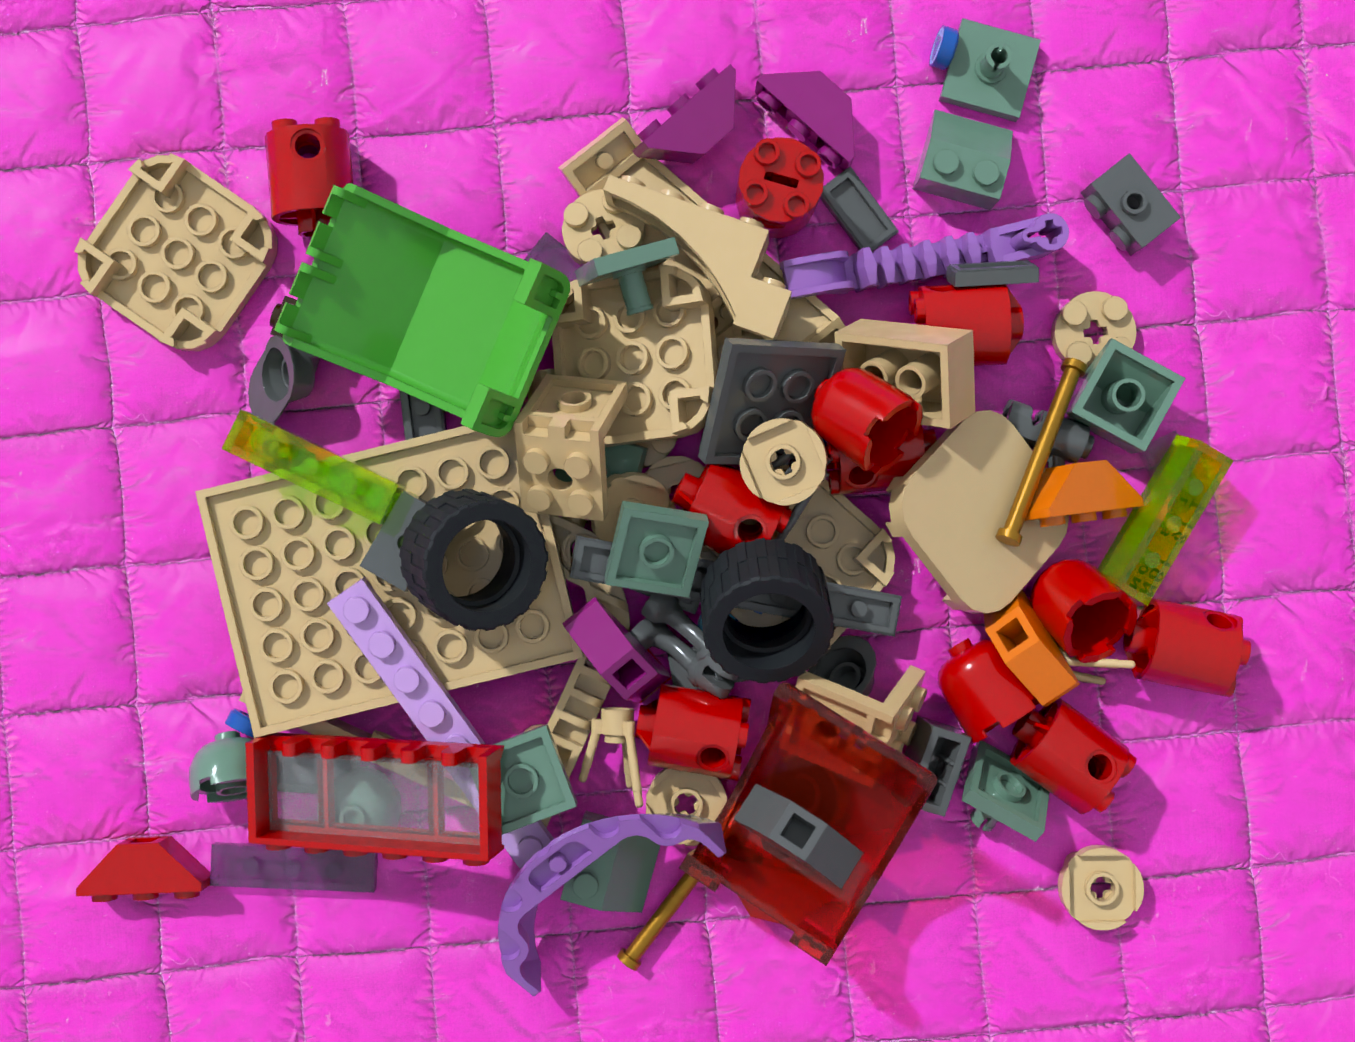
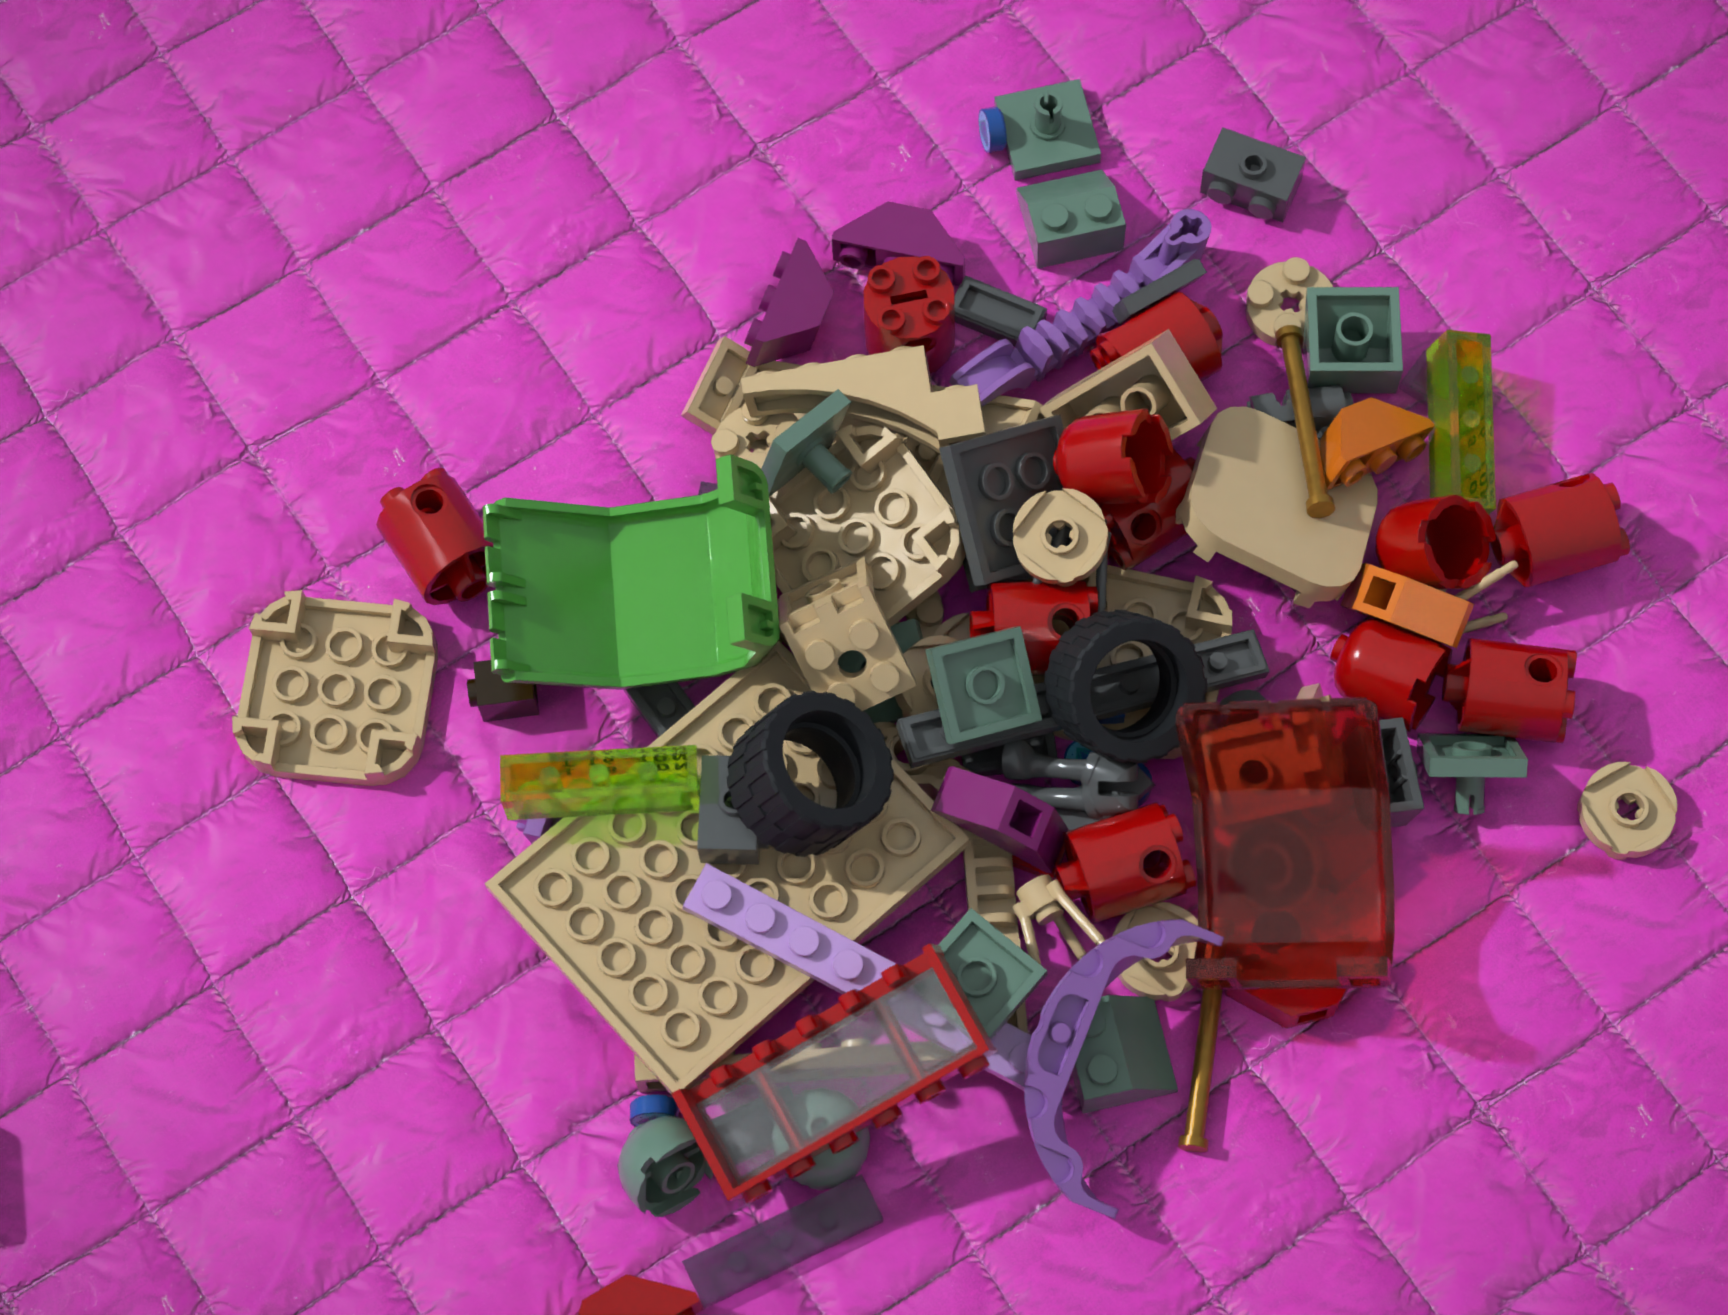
camera: 20 degrees left, 20 degrees down
(280, 378) = (504, 730): dark grey piece -> none
(799, 835) = (1287, 891): dark grey slope -> none

